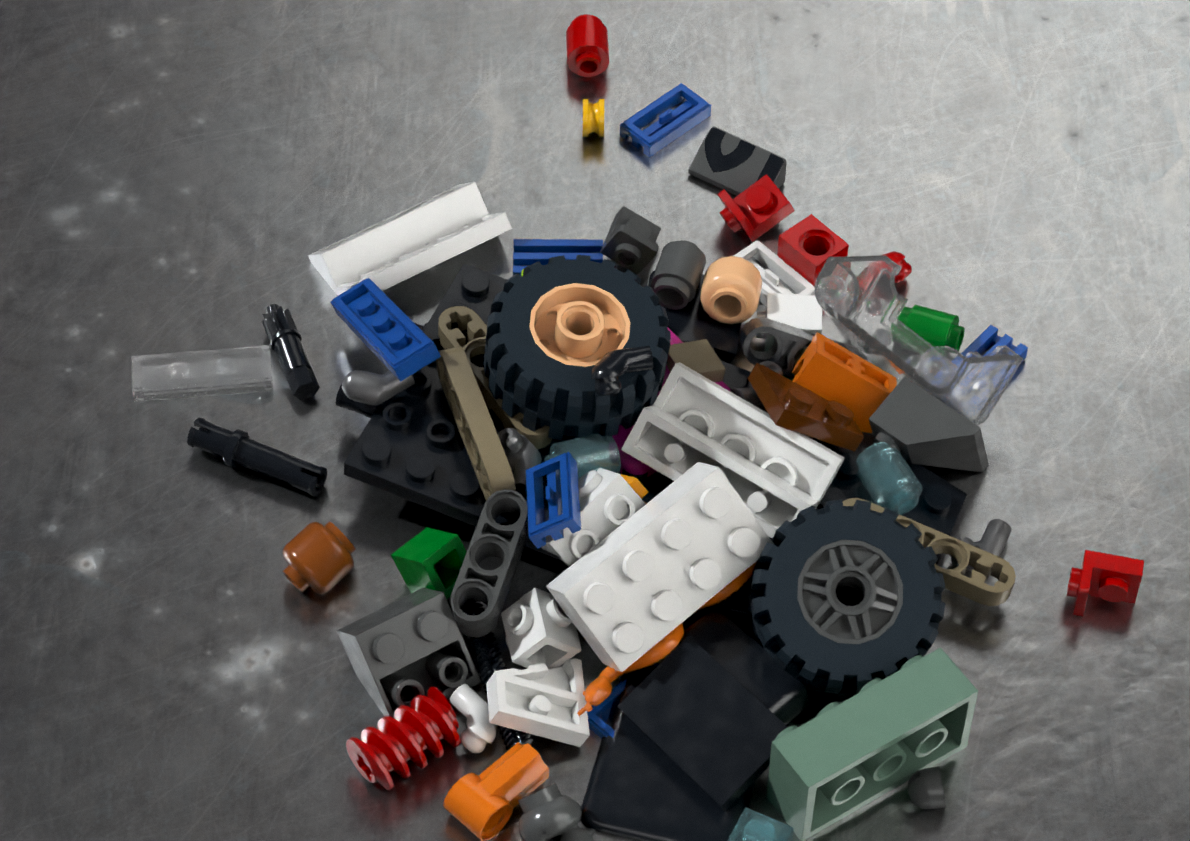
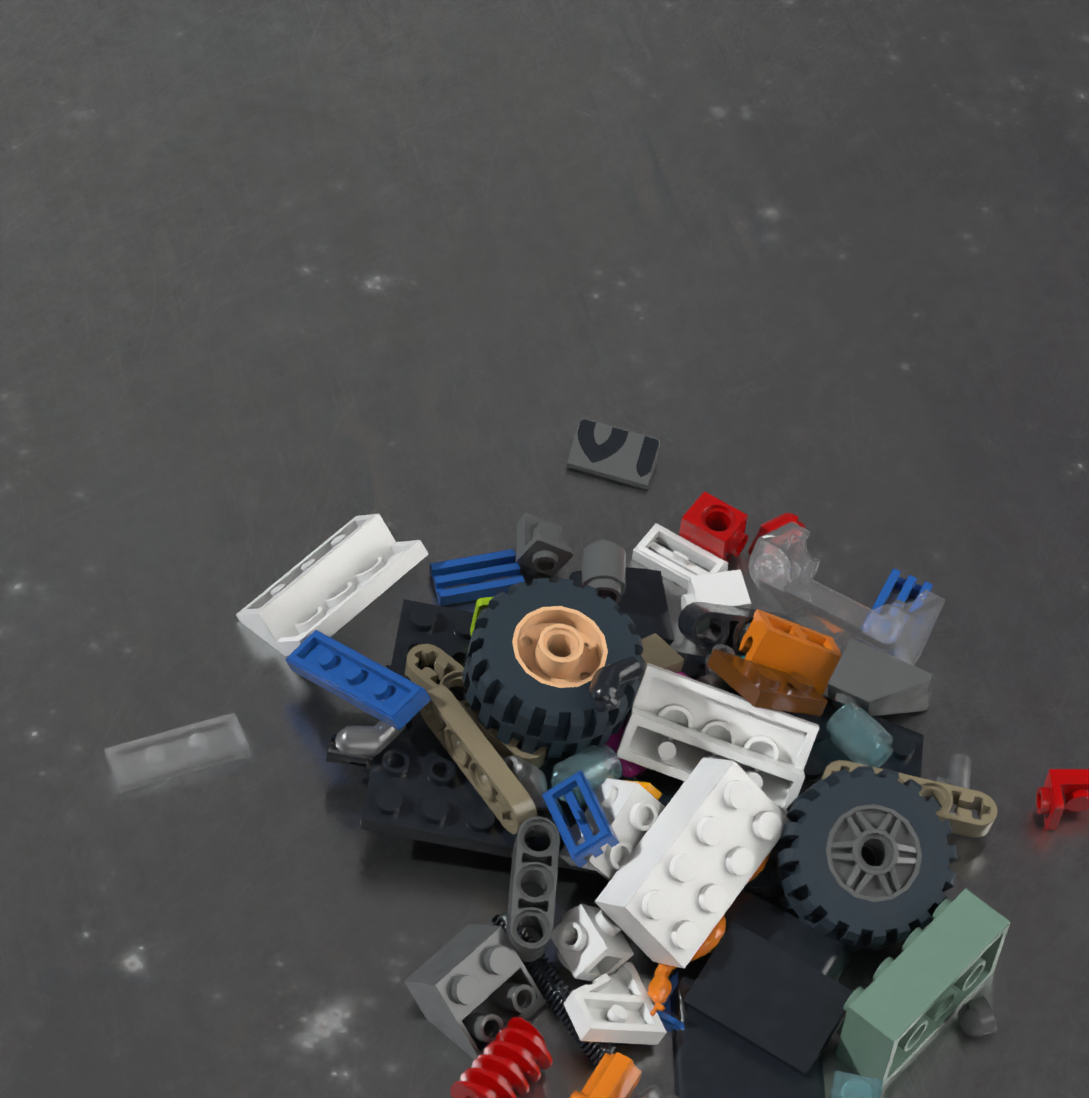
camera: 20 degrees left, 0 degrees up
(238, 449) = (262, 826): black pin -> none
(287, 344) = (250, 708): black piece -> none
(318, 557) = (358, 914): dark orange head -> none
(431, 561) = (471, 897): green brick -> none
(475, 709) = (559, 1036): white arm -> none
(587, 46) = (433, 355): red brick -> none
(593, 117) = (463, 427): yellow bush -> none
(671, 122) = (513, 437): blue tile -> none
(731, 290) = (656, 579): light nougat head -> none
(755, 208) = (645, 492): red bracket -> none
(934, 326) = (846, 579): green brick -> none

